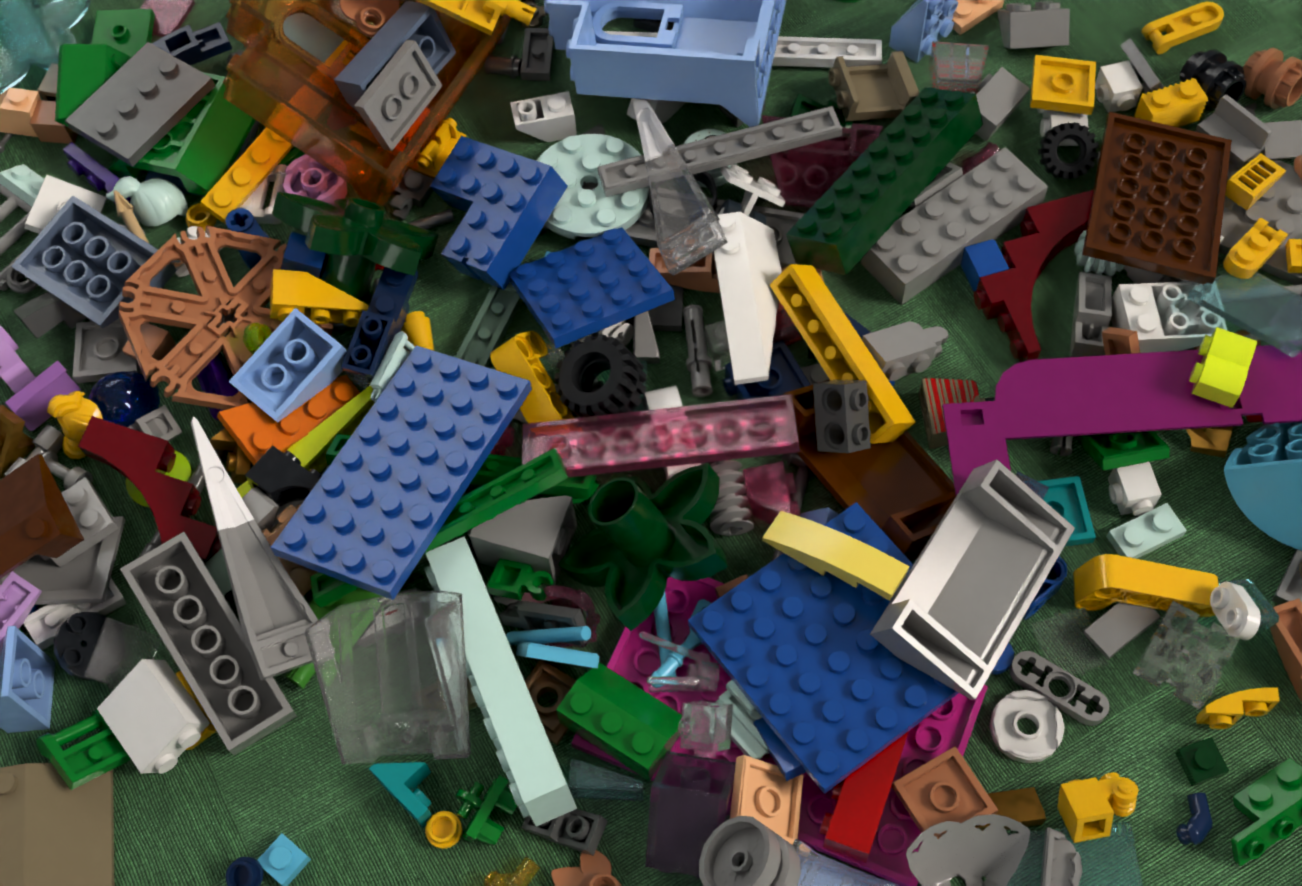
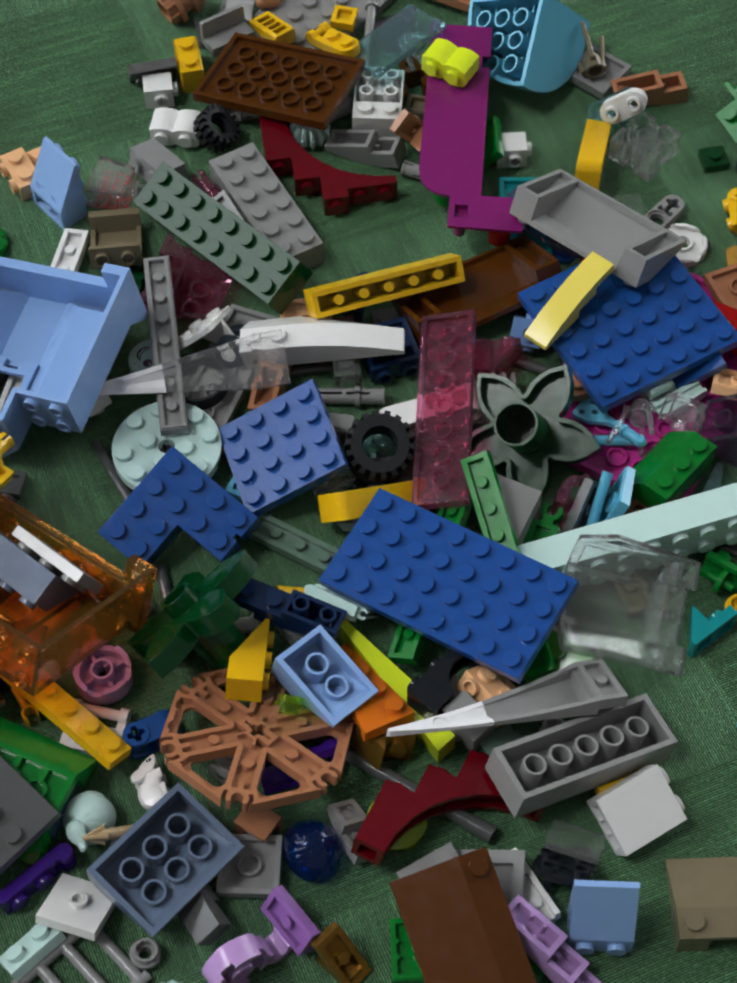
camera: 85 degrees left, 5 degrees down
(48, 445) = (363, 923): light grey bar -> none
(73, 415) = (334, 881): yellow hair -> none
(87, 758) = (667, 860): green plate -> none
(196, 213) = (108, 776): yellow plate -> none
(300, 257) = (208, 659): blue panel -> none
(545, 117) = (79, 473): white slope -> none
(842, 416) = (443, 291): dark grey brick -> none
(905, 348) = (377, 252): light grey hinge -> none
(934, 394) = (430, 237): dark tan torso -> none
(982, 260) = (309, 198): blue panel -> none
(1034, 26) = (82, 127): light grey slope -> none
(1063, 84) = (159, 114): yellow plate -> none
(1119, 627) = (617, 180): light grey slope -> none
(1146, 532) = (545, 153): light aqua plate -> none
(1183, 25) = (109, 41): yellow plate -> none
(1215, 76) = (164, 33): black piece -> none
(1230, 708) = (678, 122): yellow slope -> none

